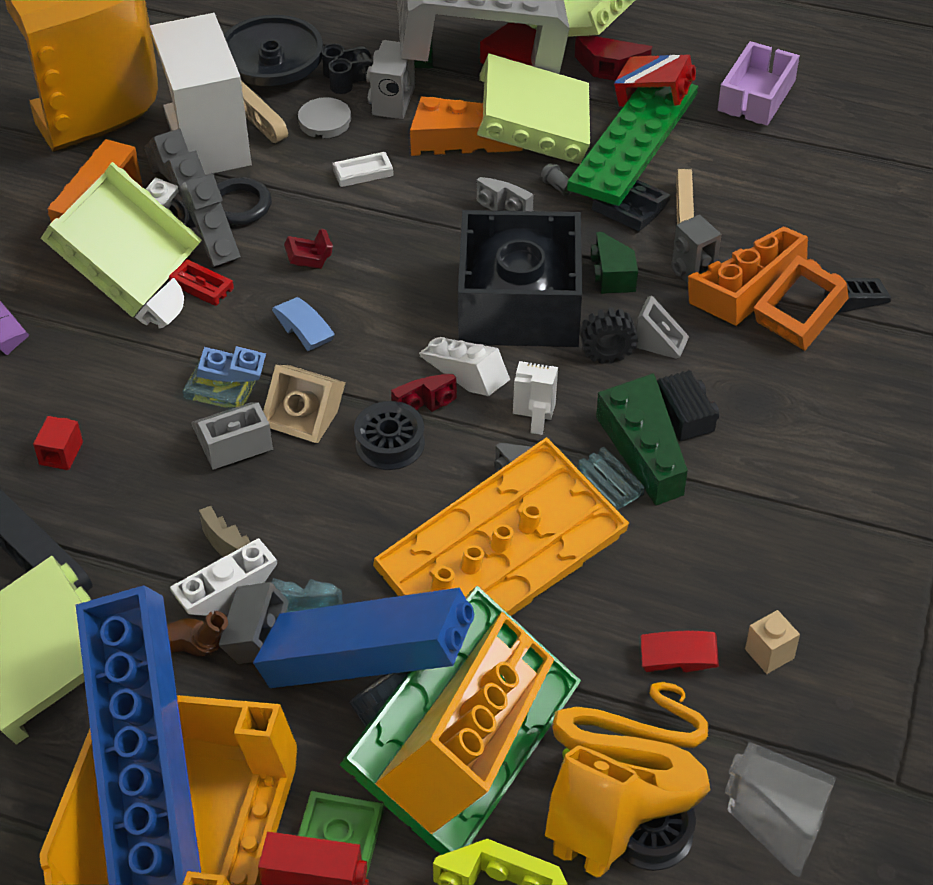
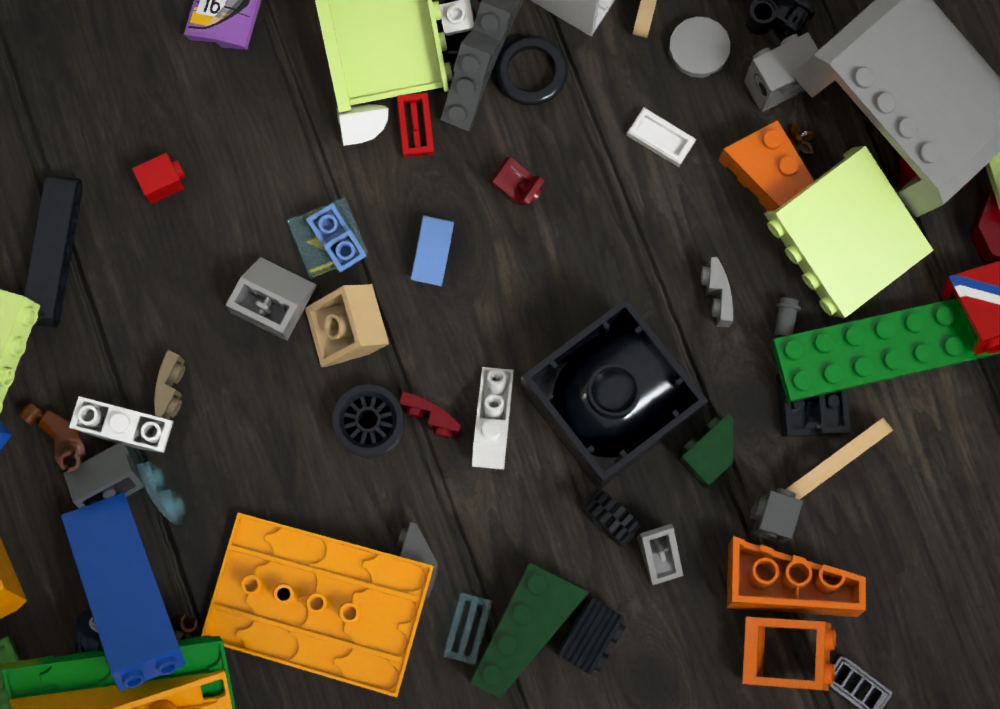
camera: 50 degrees right, 30 degrees up
(535, 393) = (498, 507): white piece -> none

